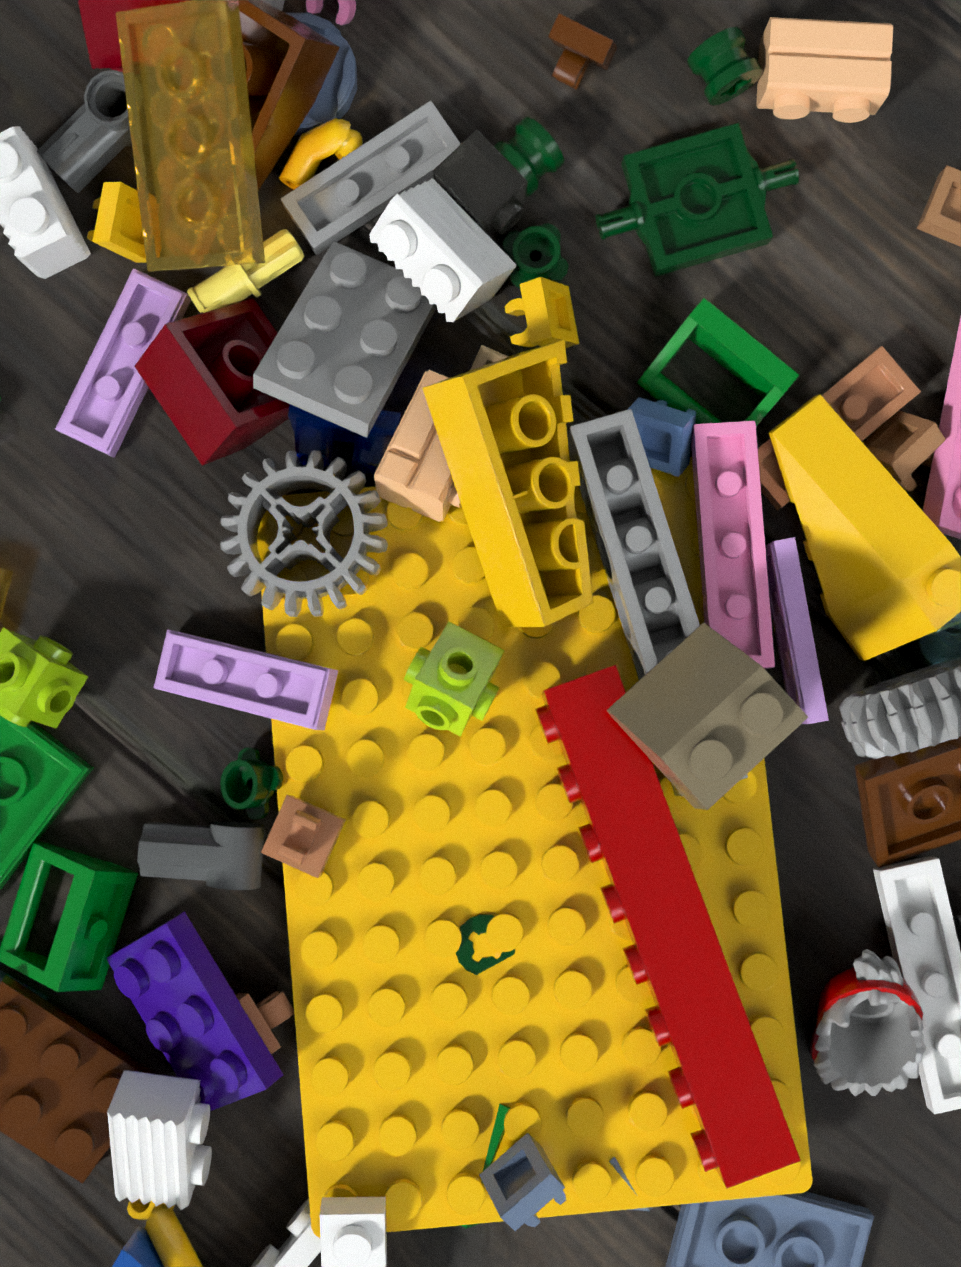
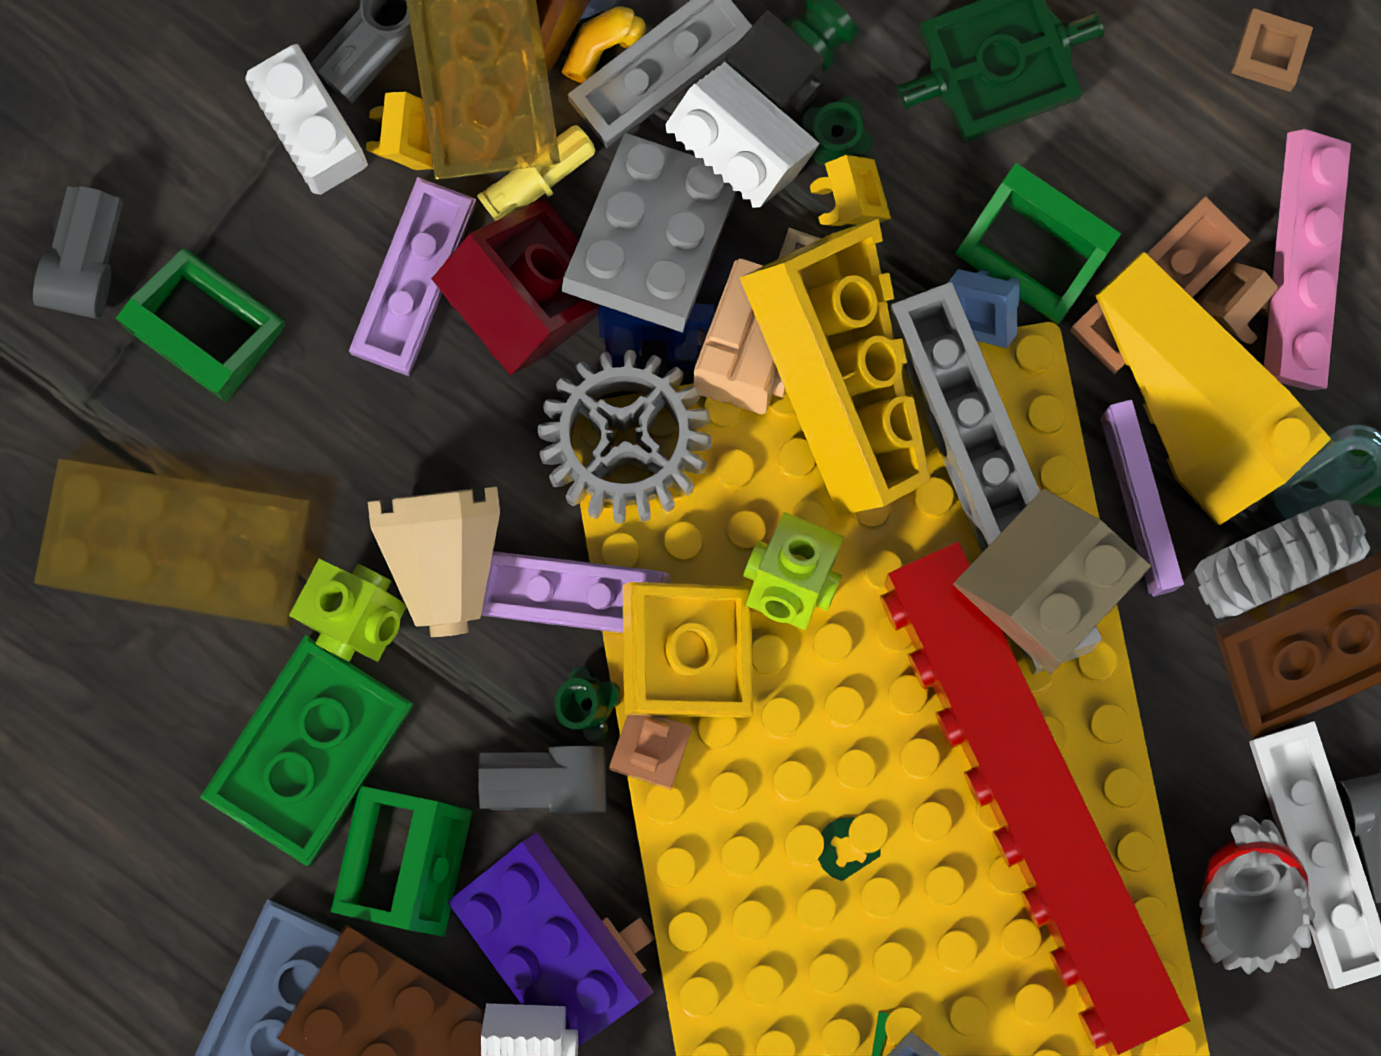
camera: 10 degrees left, 5 degrees down
(117, 630) = (439, 554): none -> tan cone
(343, 747) = (687, 650): none -> yellow tile
(732, 536) = (1067, 401): bright pink plate -> none

